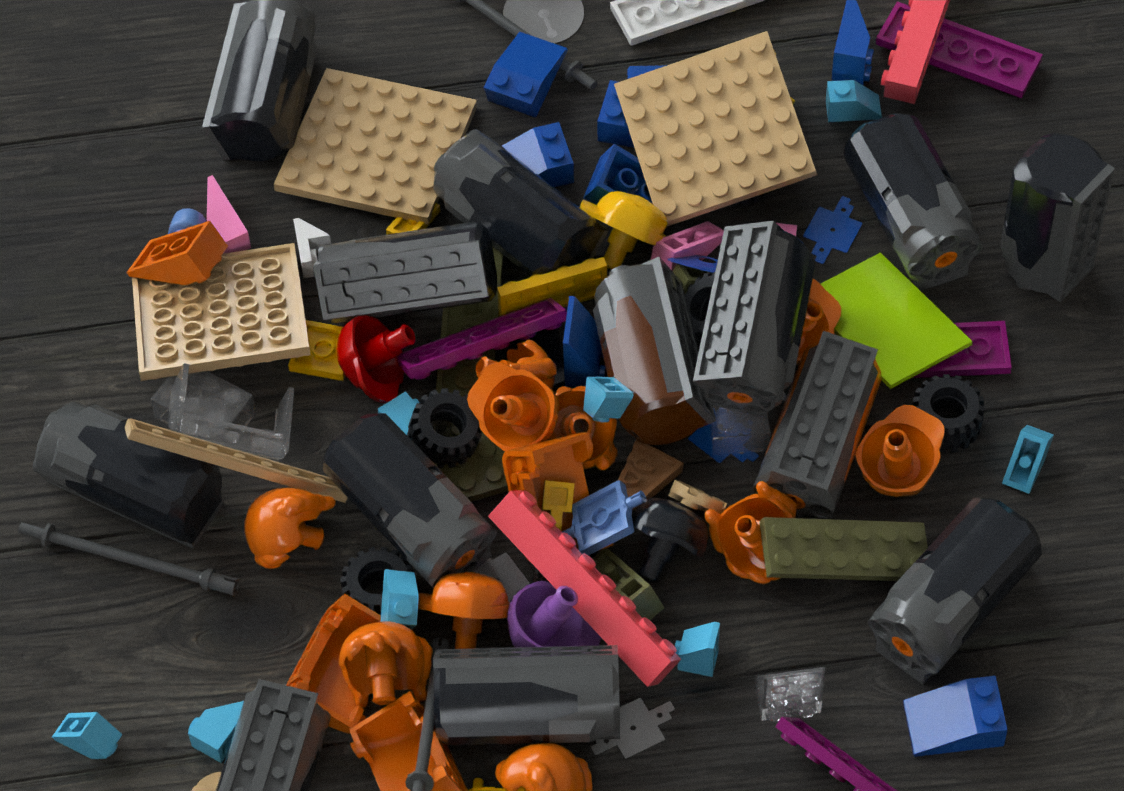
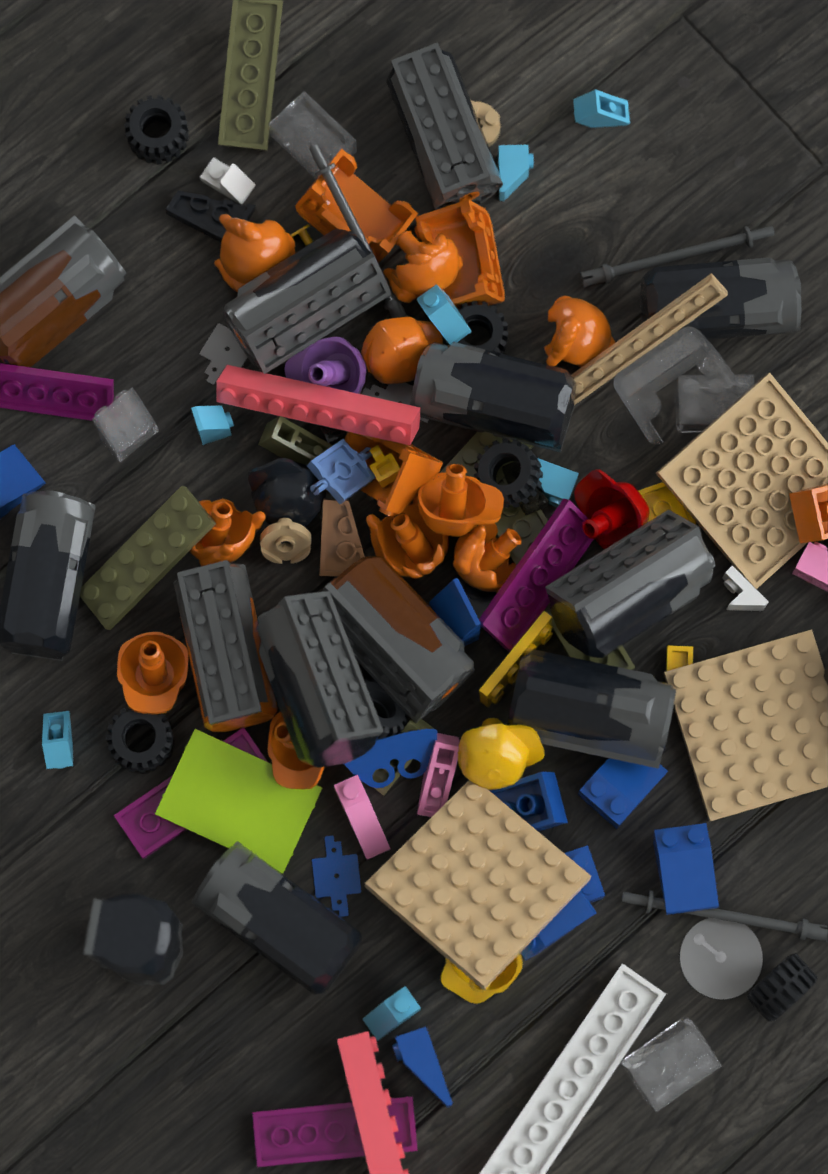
camera: 145 degrees right, 20 degrees up
(606, 398) = (395, 555): medium azure slope -> none

